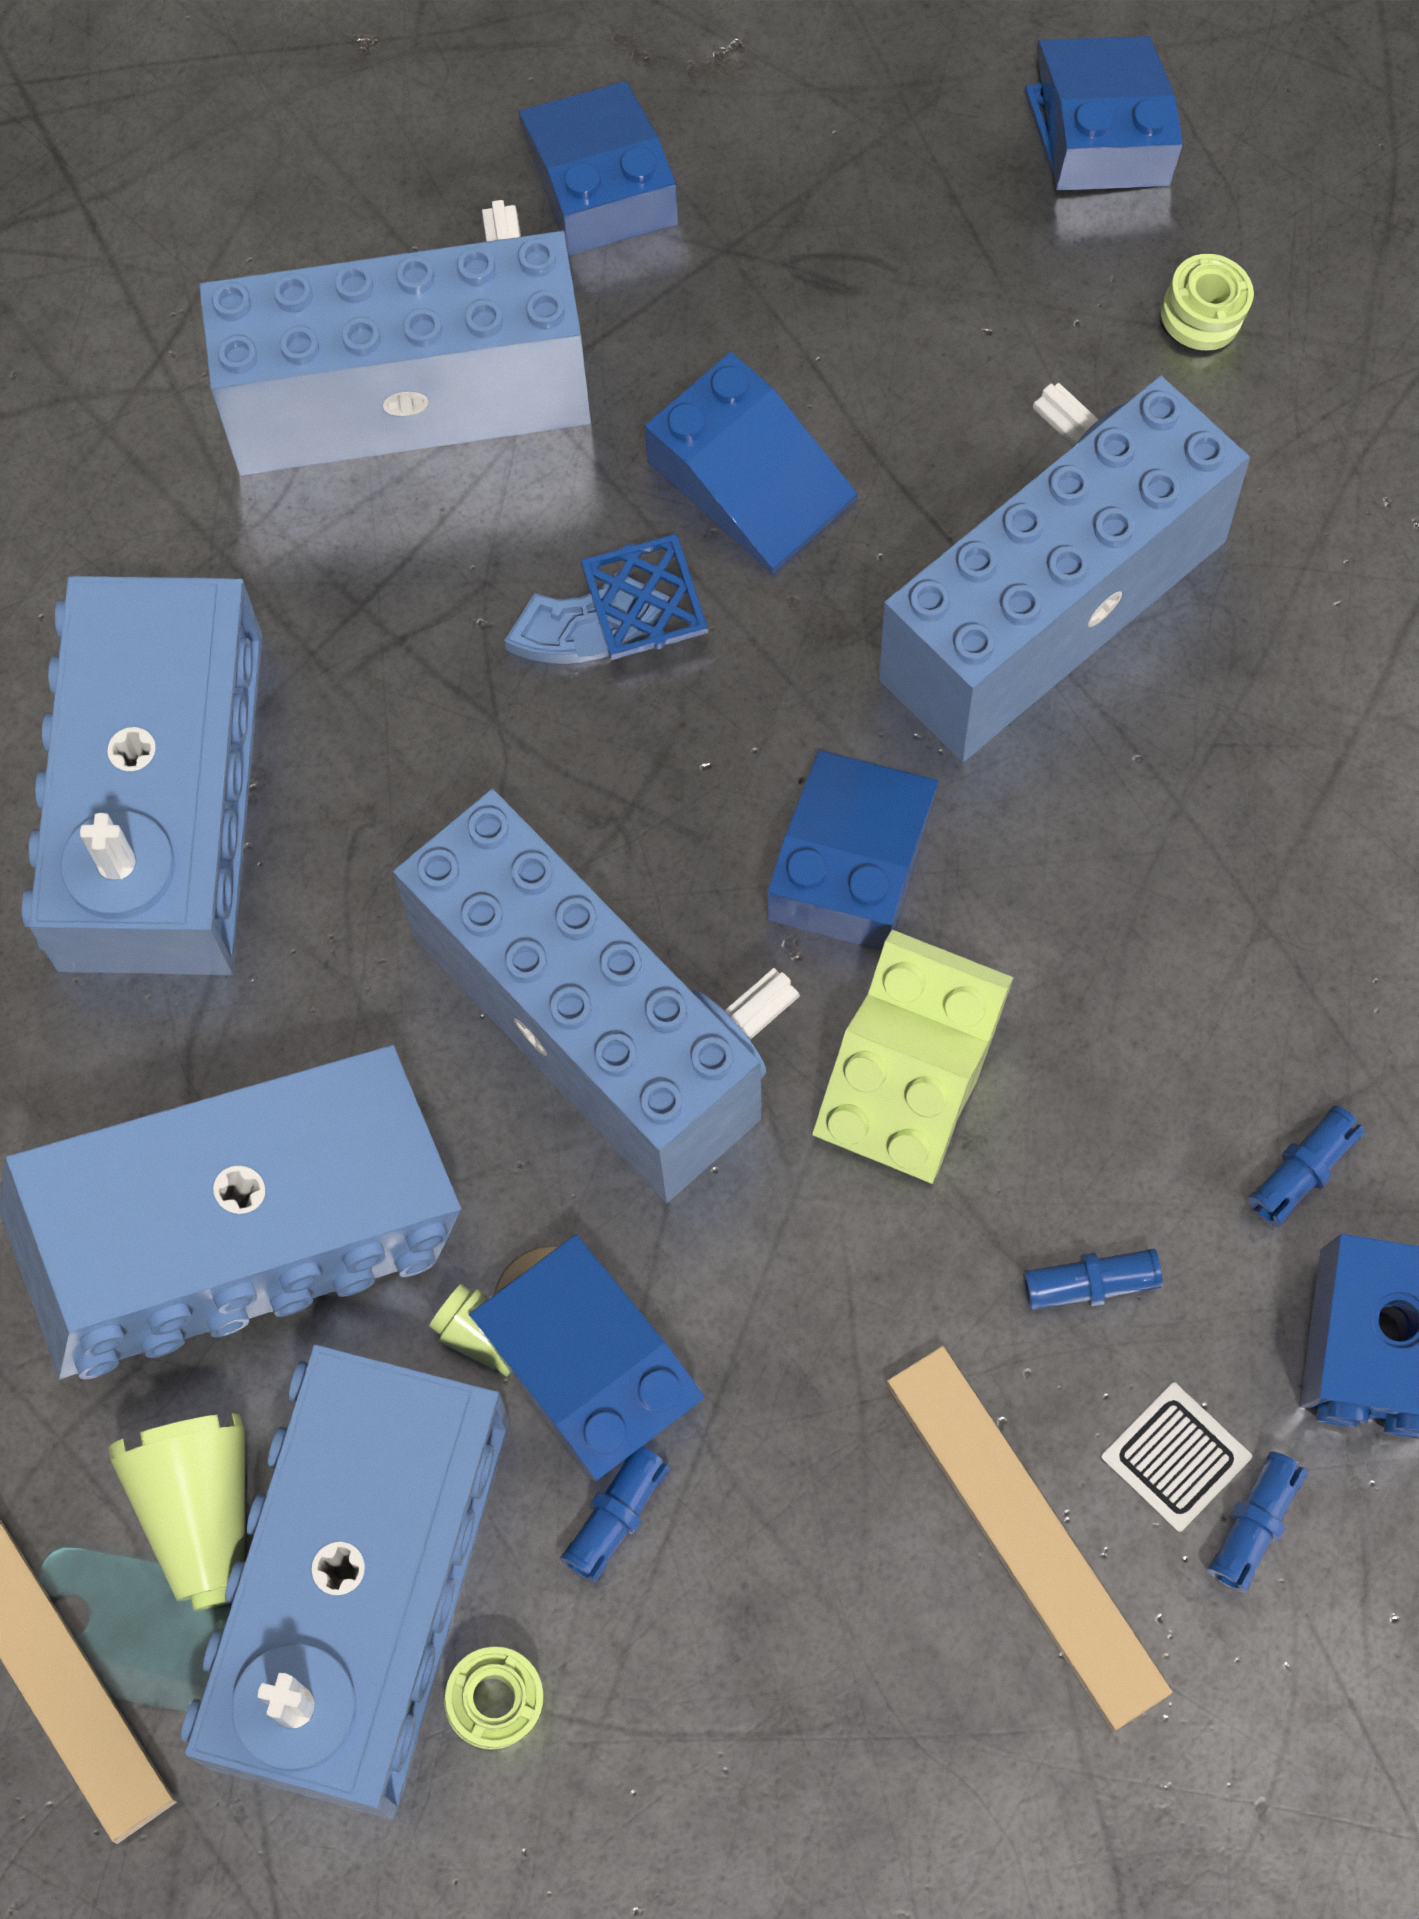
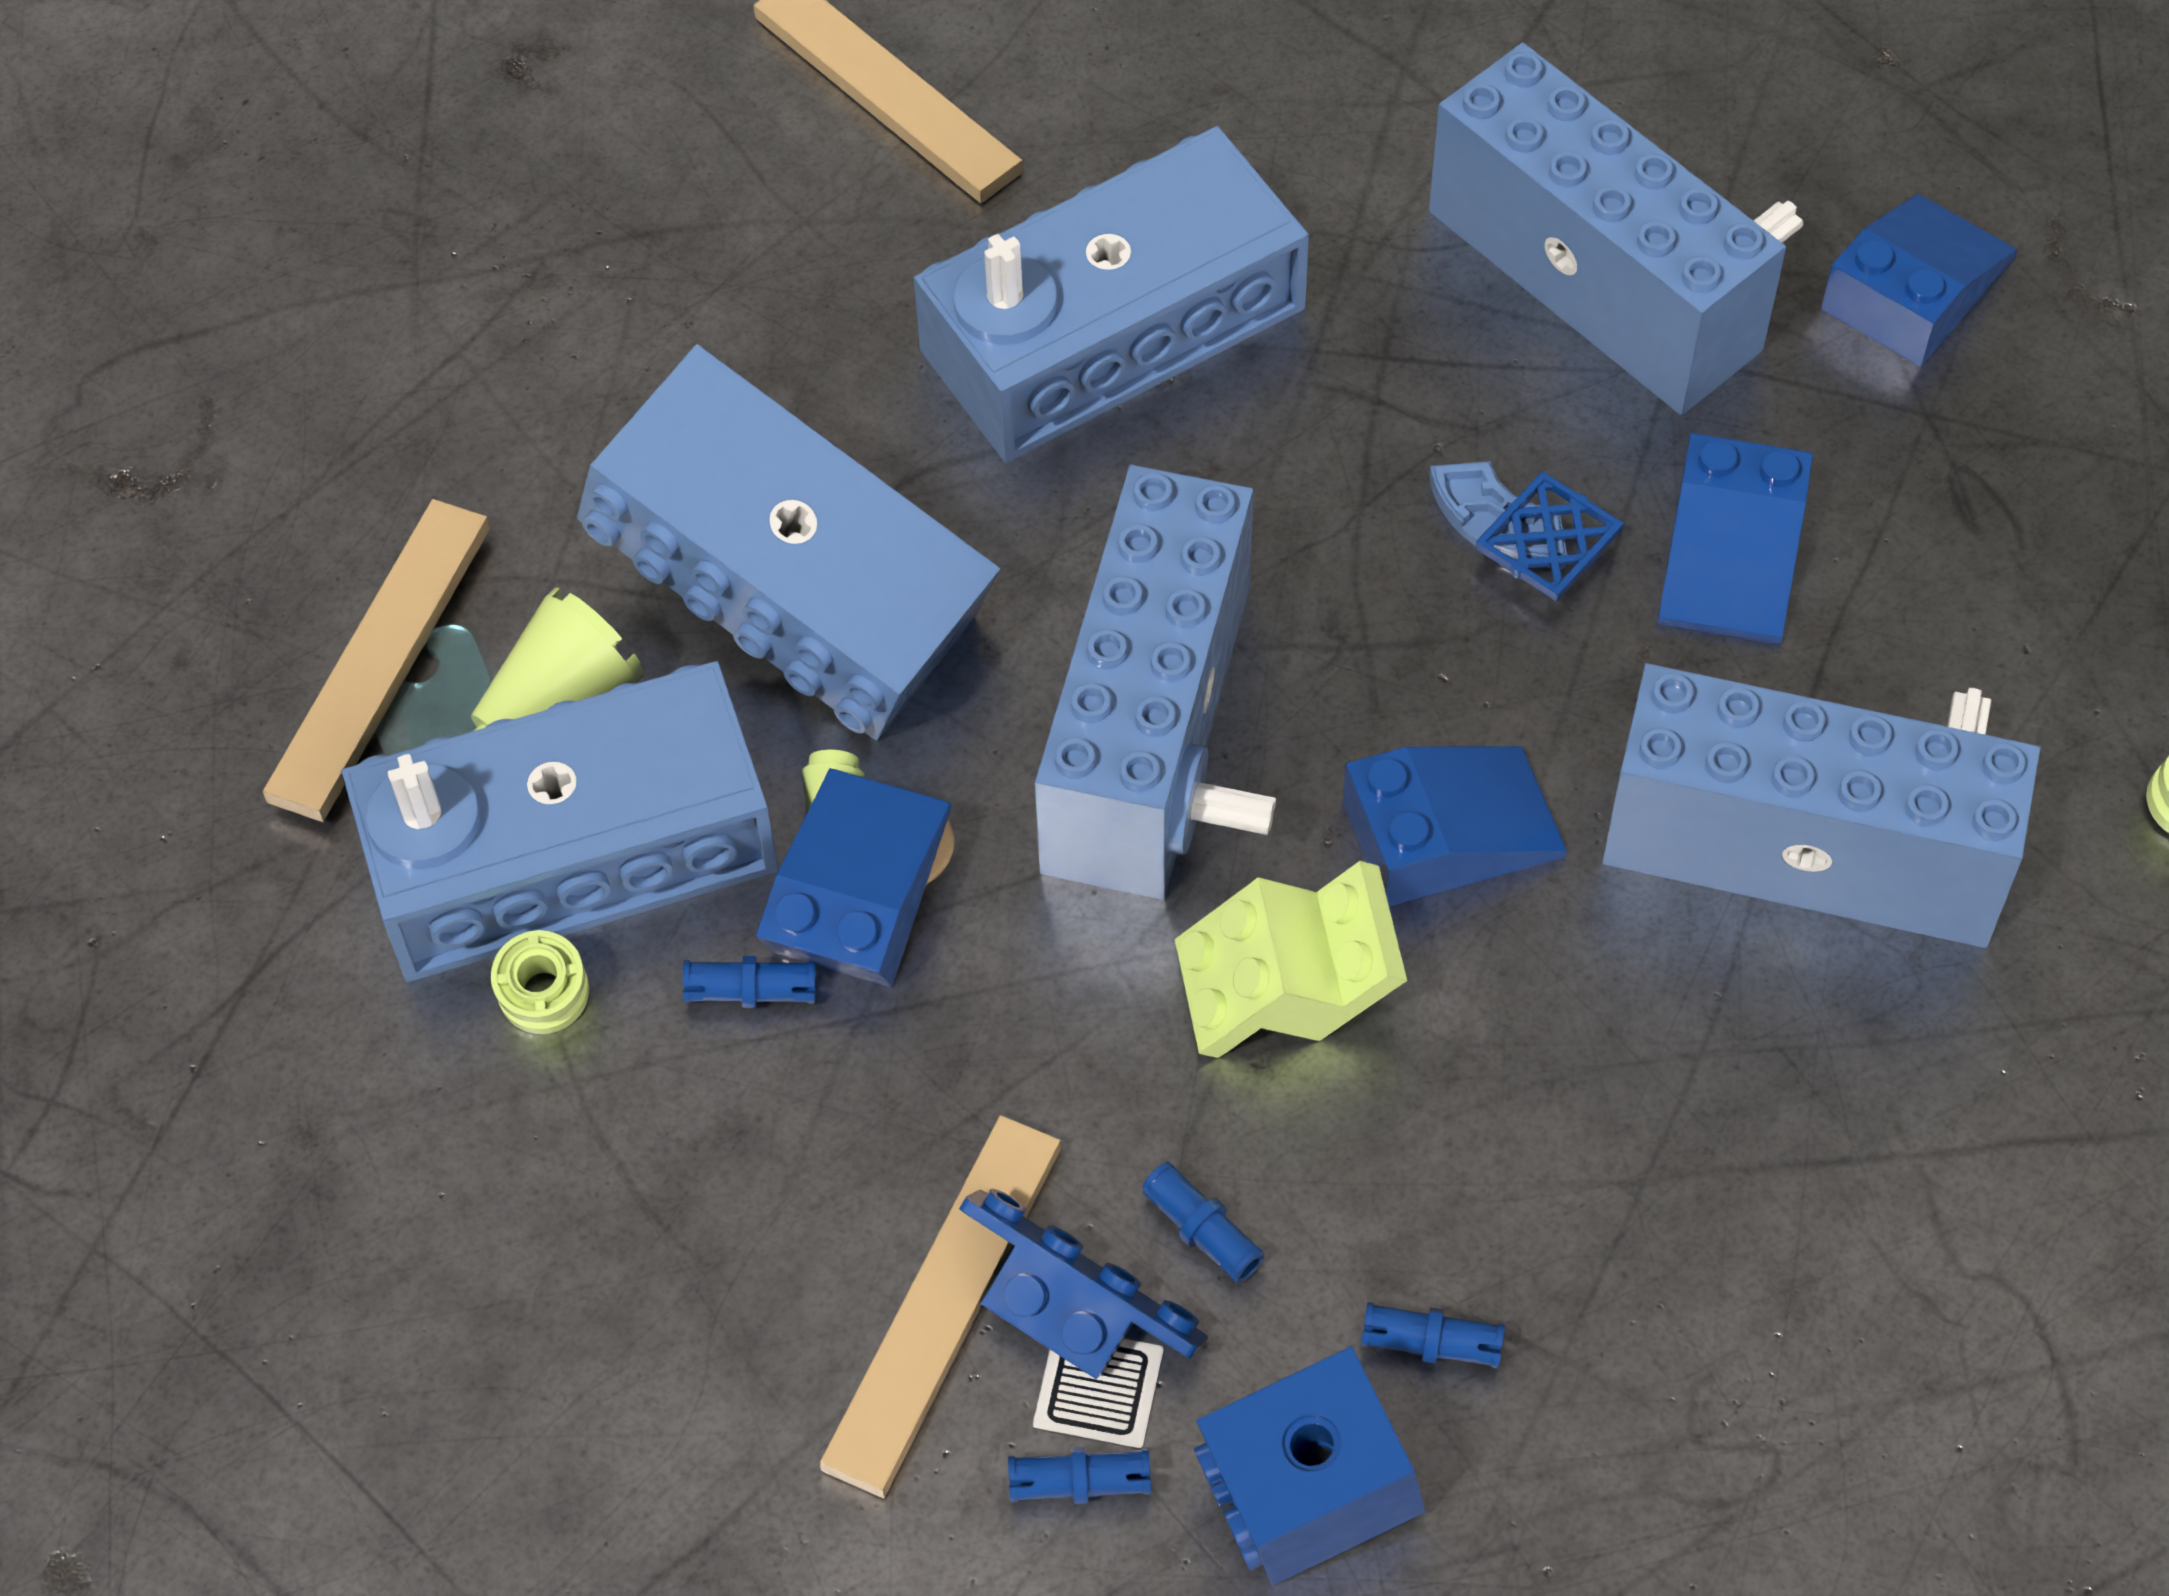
camera: 55 degrees right, 10 degrees down
(1099, 1428) = (1067, 1297): none -> blue bracket

